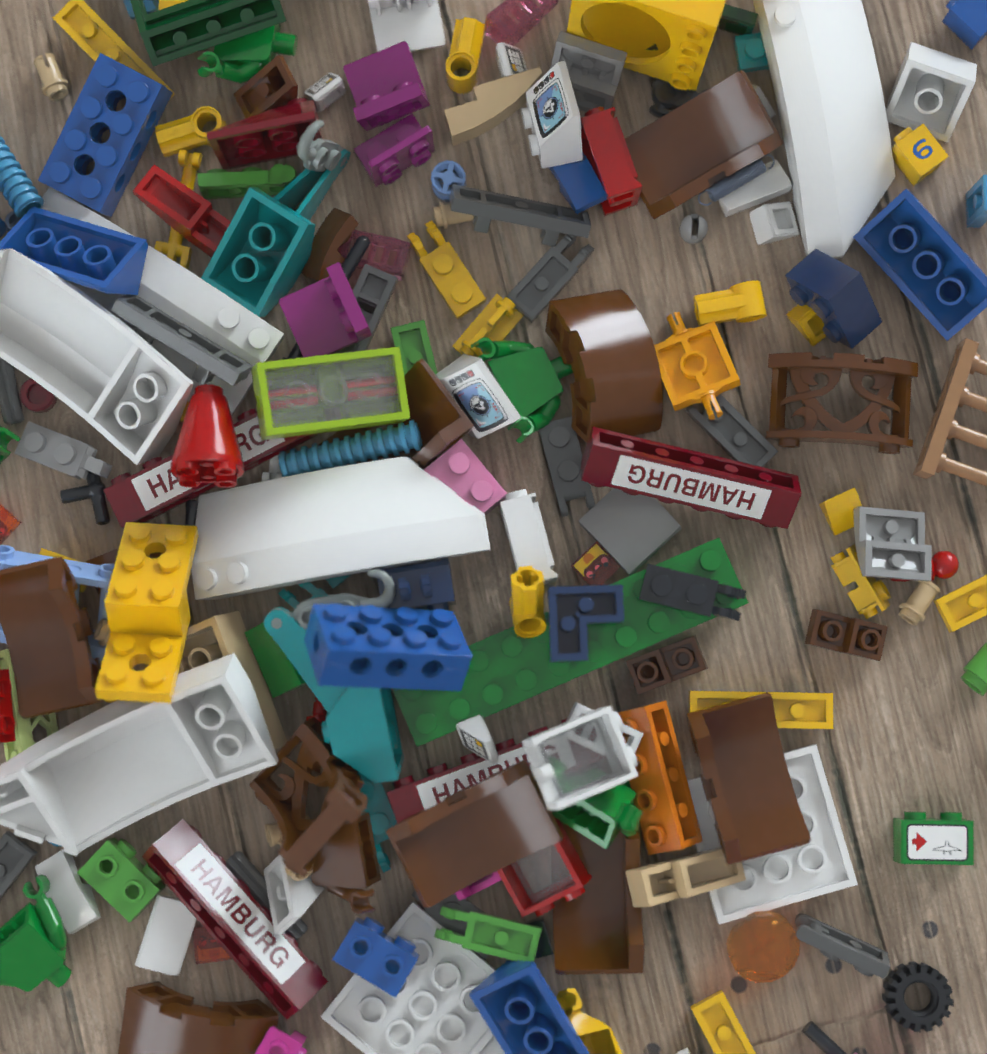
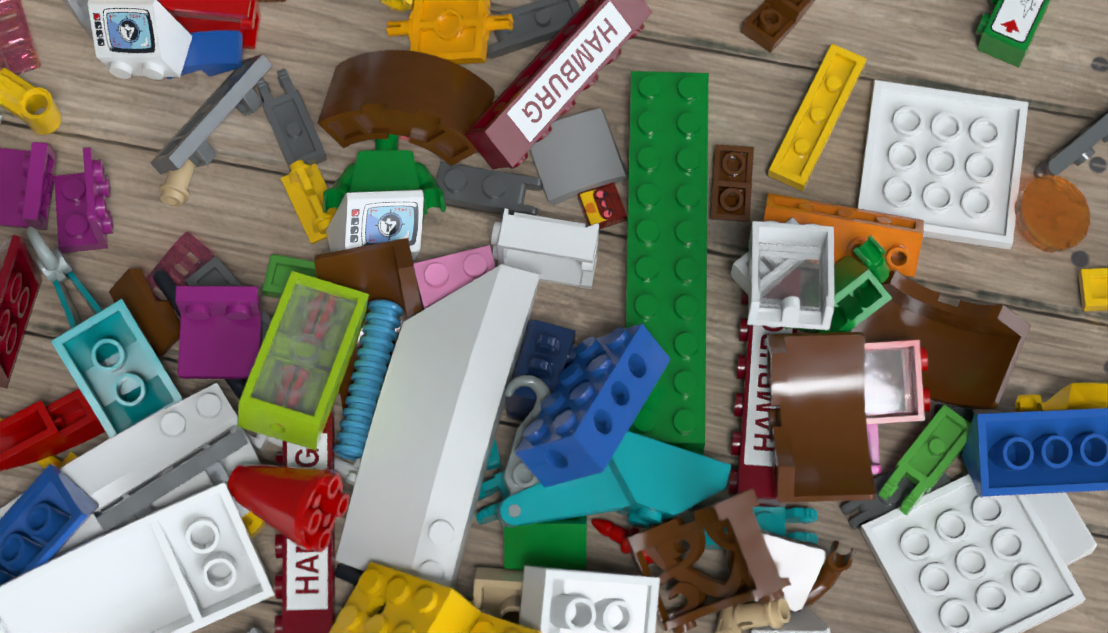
camera: 65 degrees left, 15 degrees down
(224, 184) = (35, 362): bright green hinge -> none
(376, 955) = (901, 577): blue brick -> none
(448, 273) = (232, 215): yellow hinge -> none
(449, 173) = (138, 163): medium blue wheel -> none
(477, 738) = (725, 379): white slope -> none
(491, 105) = (88, 100): tan slope -> none
(509, 59) = (57, 67): slope -> none
(527, 602) = (612, 264): yellow piece -> none
(575, 608) = (644, 224): dark blue brick -> none
(682, 877) = (951, 248): tan slope -> none
(687, 592) = (672, 117): black hinge -> none
(747, 778) = (879, 151): reddish brown panel -> none

